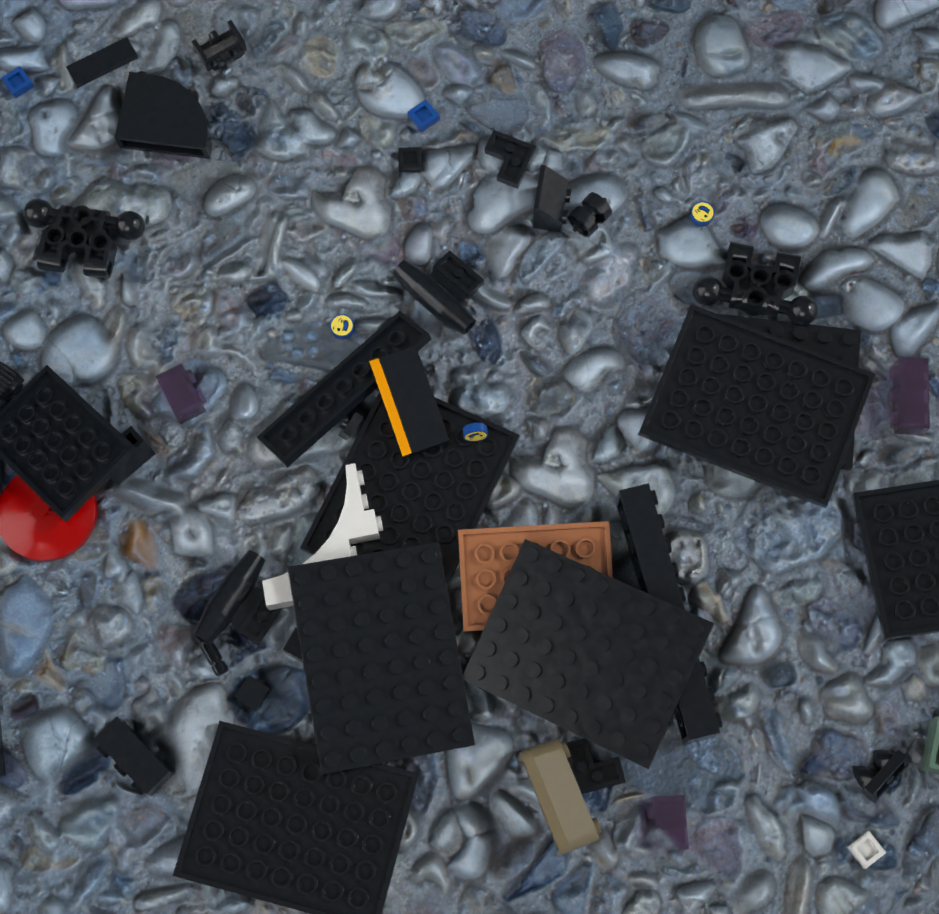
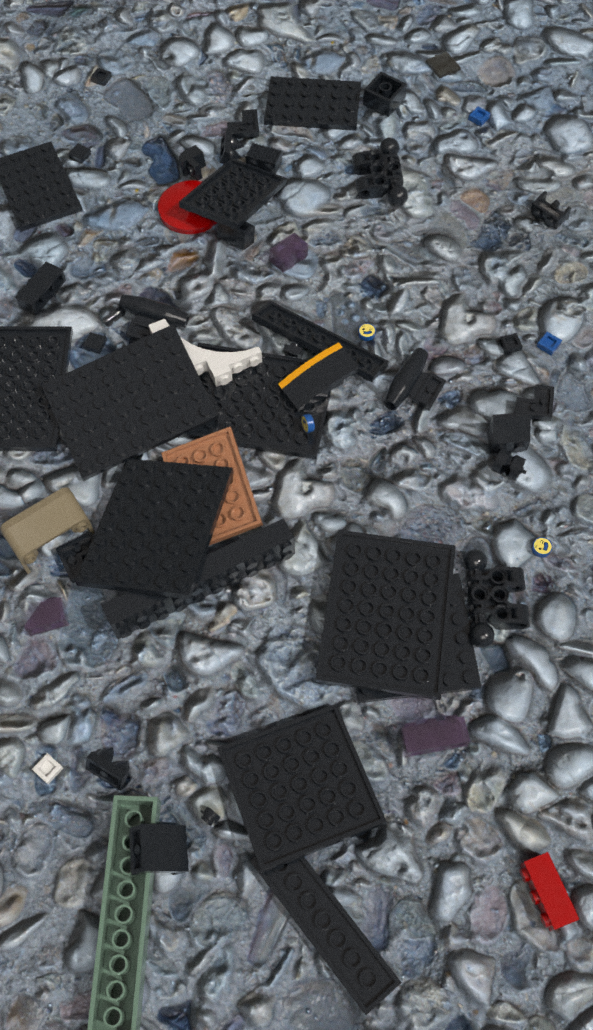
camera: 75 degrees right, 10 degrees down
(102, 62) = (512, 154): black tile -> none
(162, 118) = (483, 193): black brick -> none

